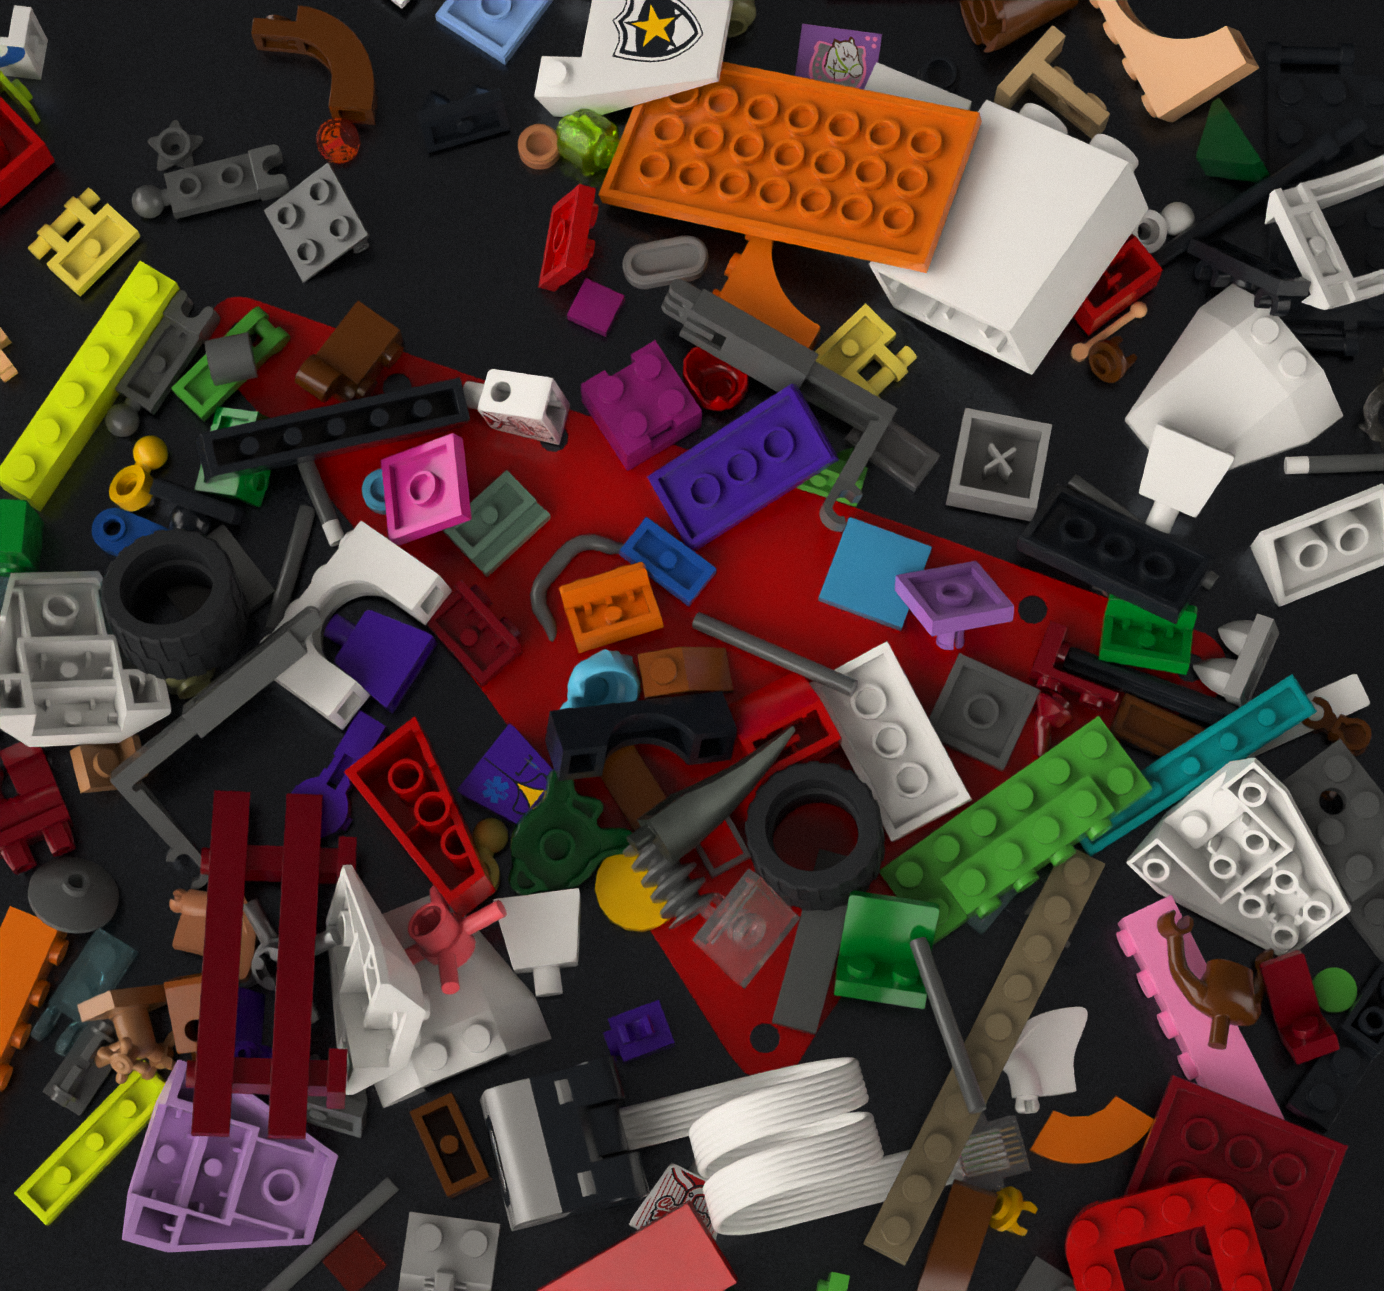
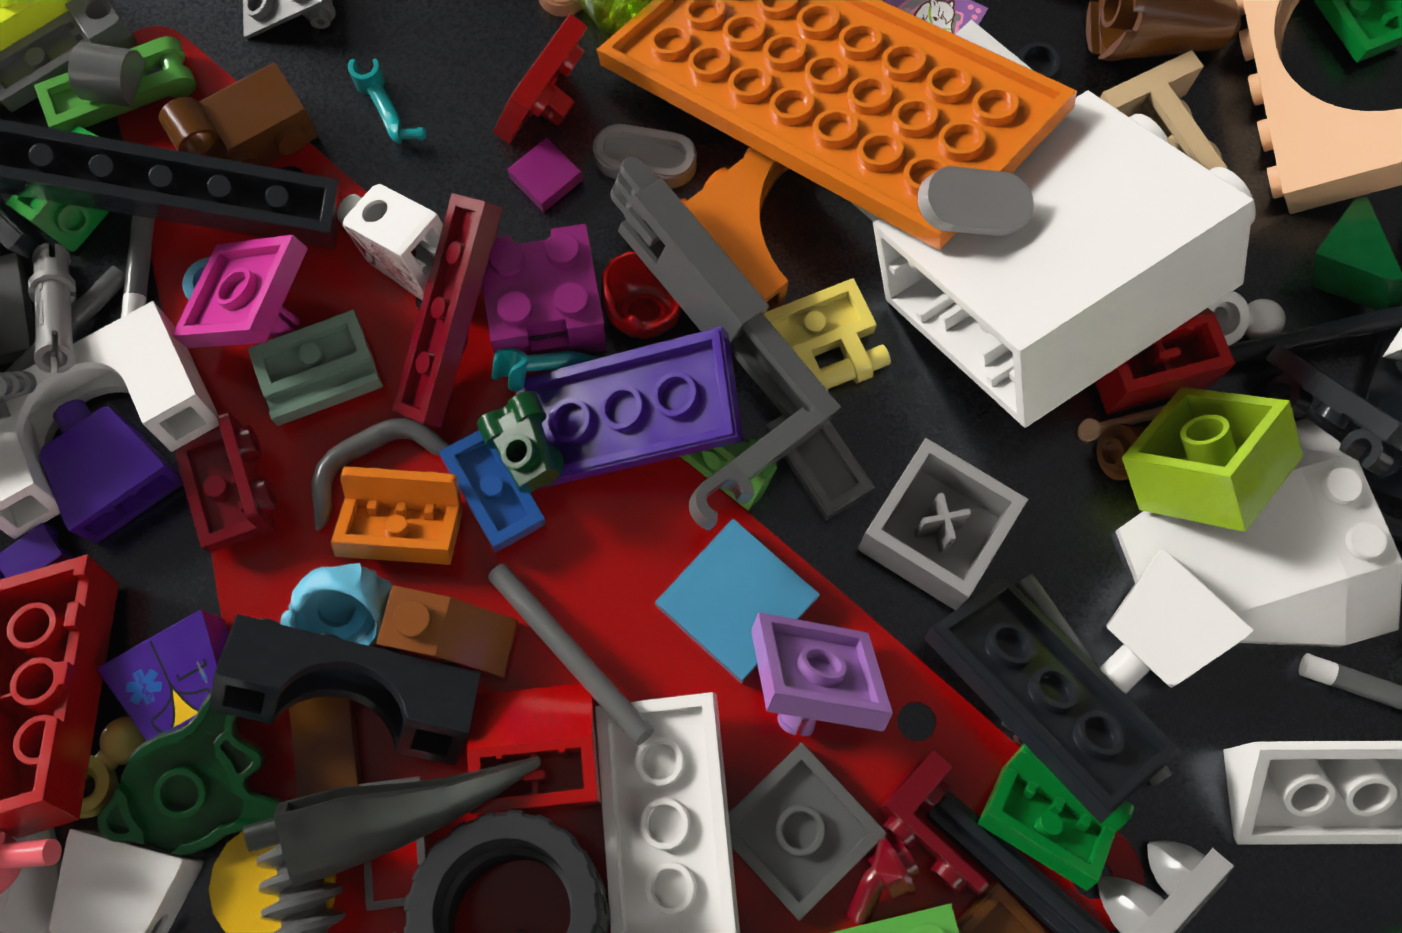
camera: 20 degrees right, 5 degrees down
(275, 543) = (52, 293): none -> light grey pin
(446, 298) = (372, 85): none -> teal piece
(583, 444) = (447, 309): none -> dark red plate
(648, 464) = (516, 363): none -> teal piece
(673, 512) = (522, 442): none -> dark green plate
(940, 231) = (975, 201): none -> light grey tile
(1169, 344) = (1214, 457): none -> lime brick

